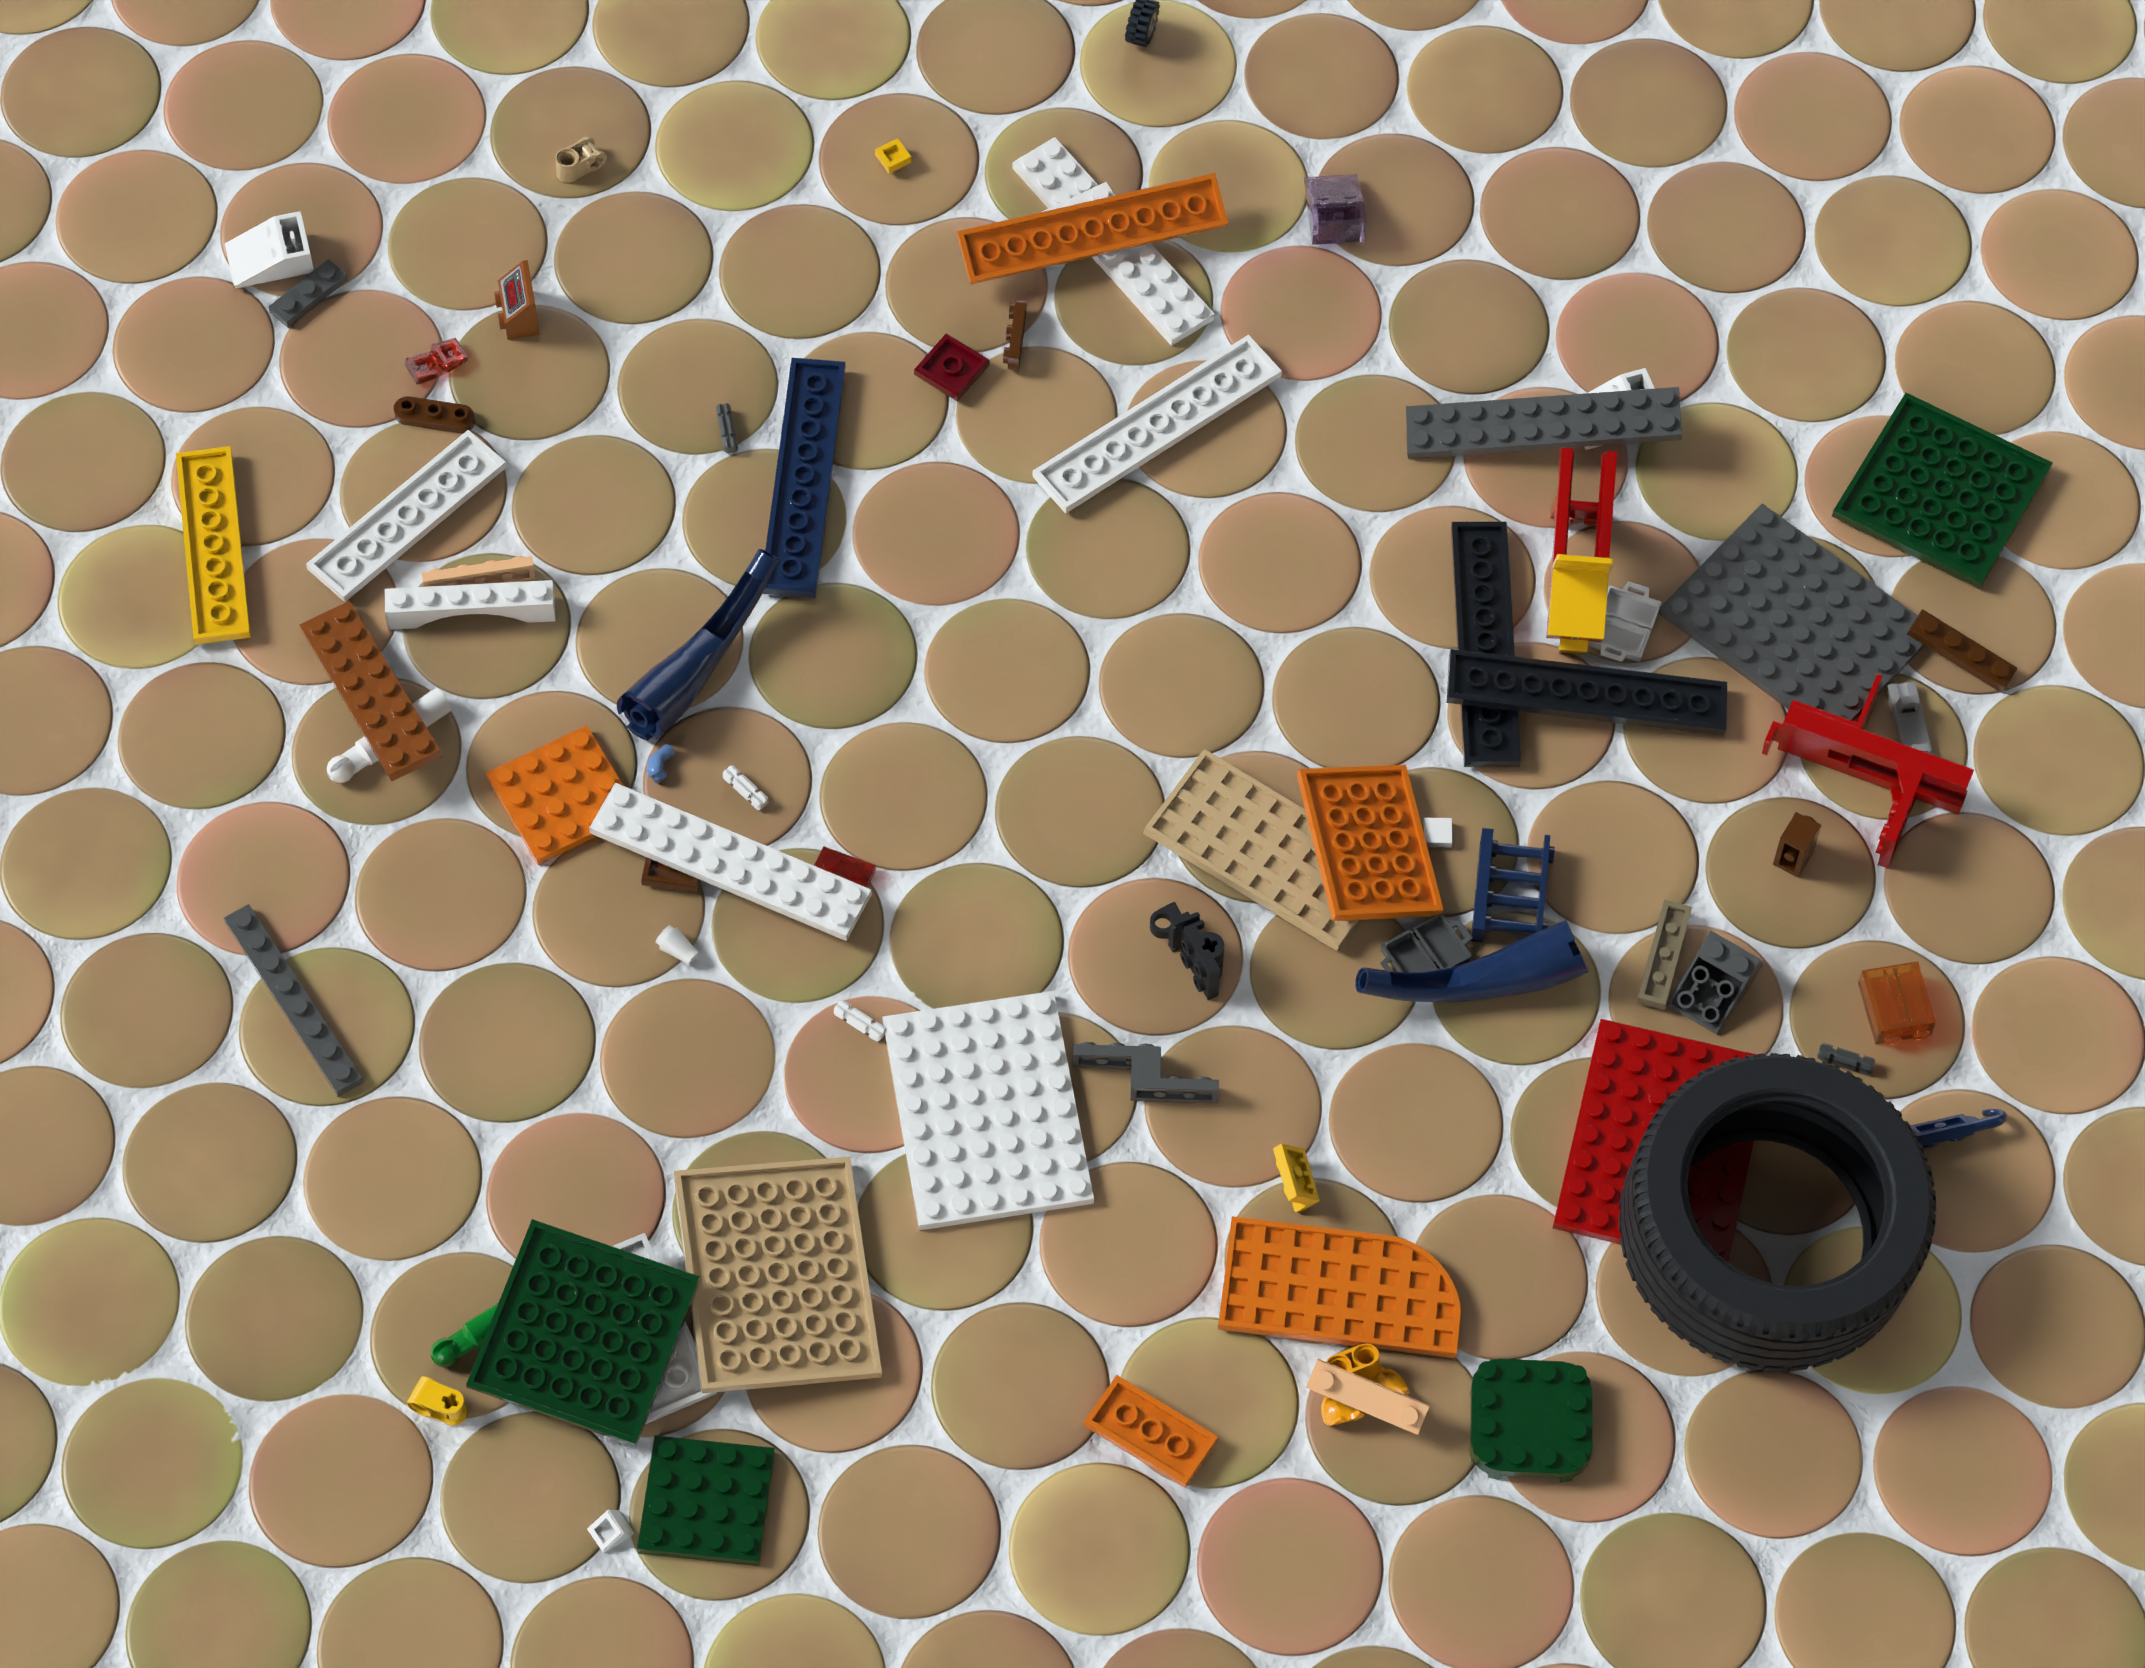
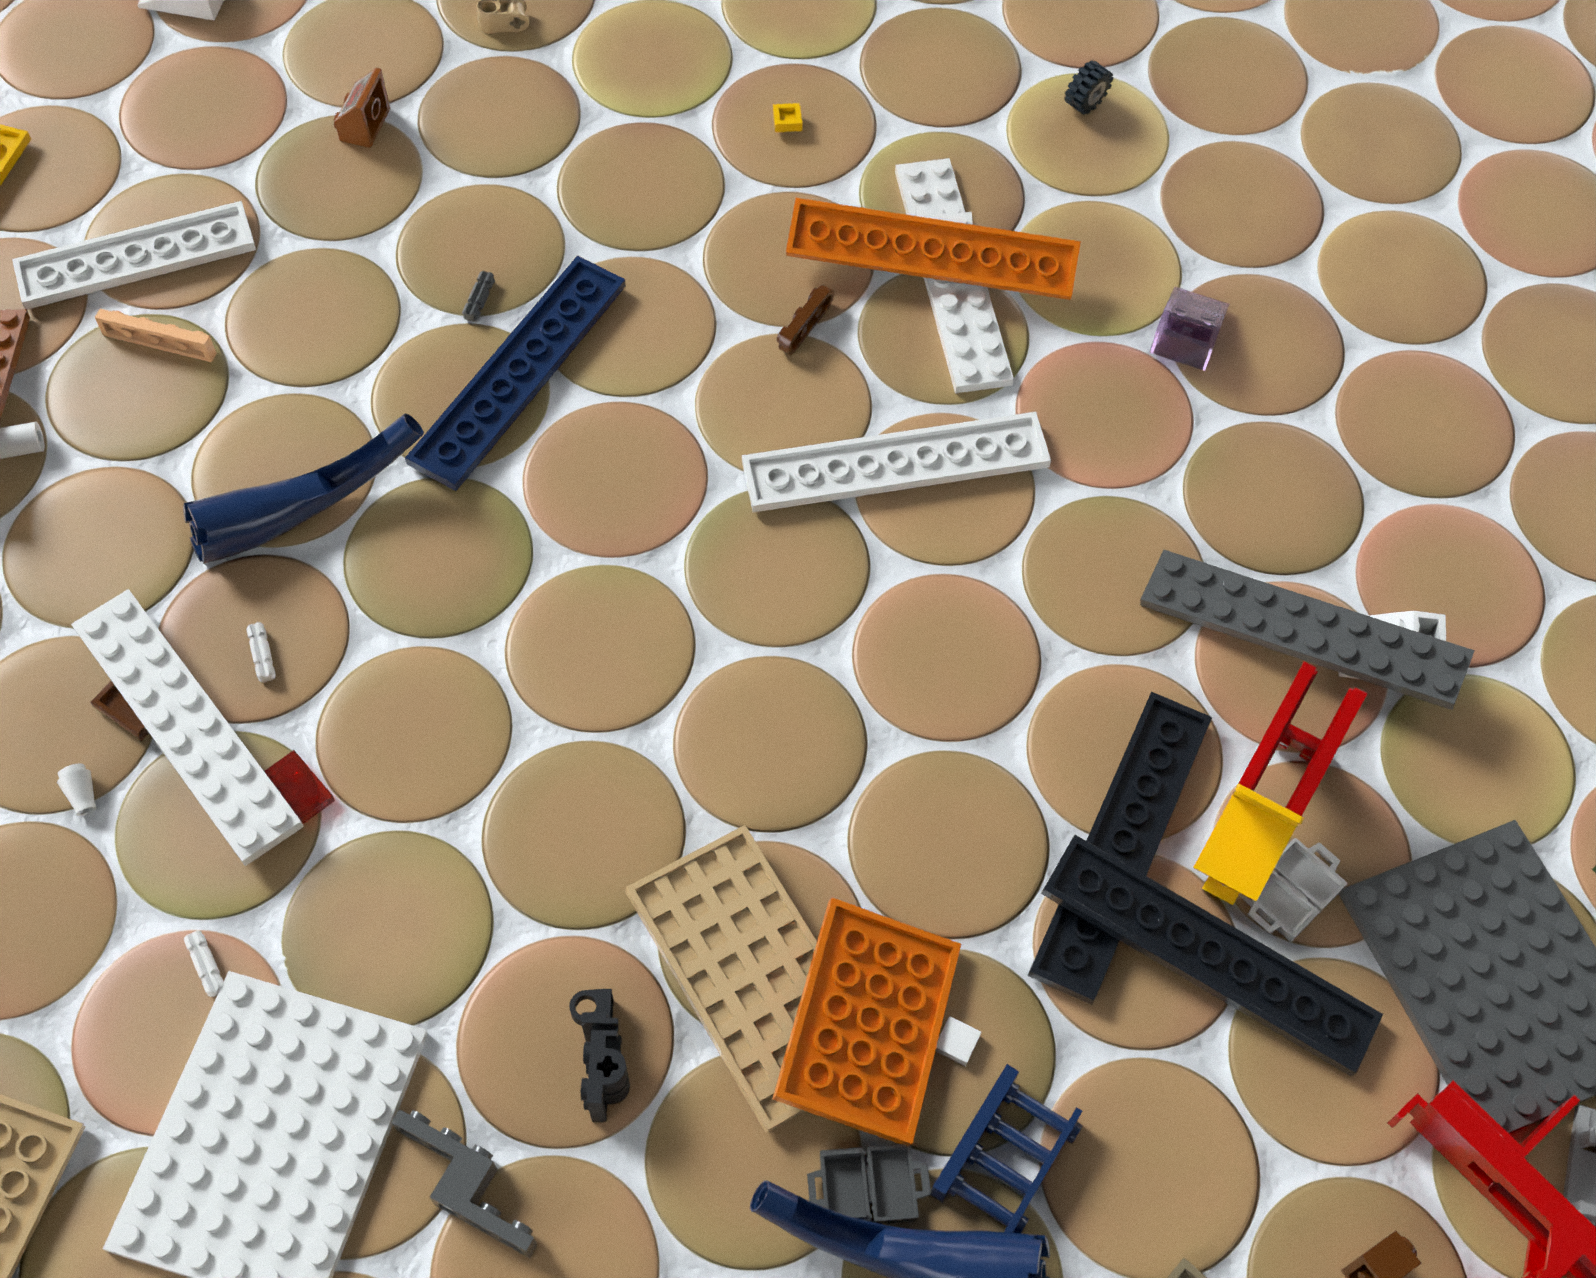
camera: 25 degrees right, 0 degrees up
(308, 293) = (196, 35): dark grey plate -> none
(420, 605) = (174, 373): white arch -> none
(440, 360) = (255, 135): clear red slope -> none
(443, 420) = (212, 170): reddish brown plate -> none
(555, 792) = (77, 569): orange plate -> none
(656, 763) = (198, 584): medium blue arm -> none
(951, 367) = (725, 325): dark red plate -> none

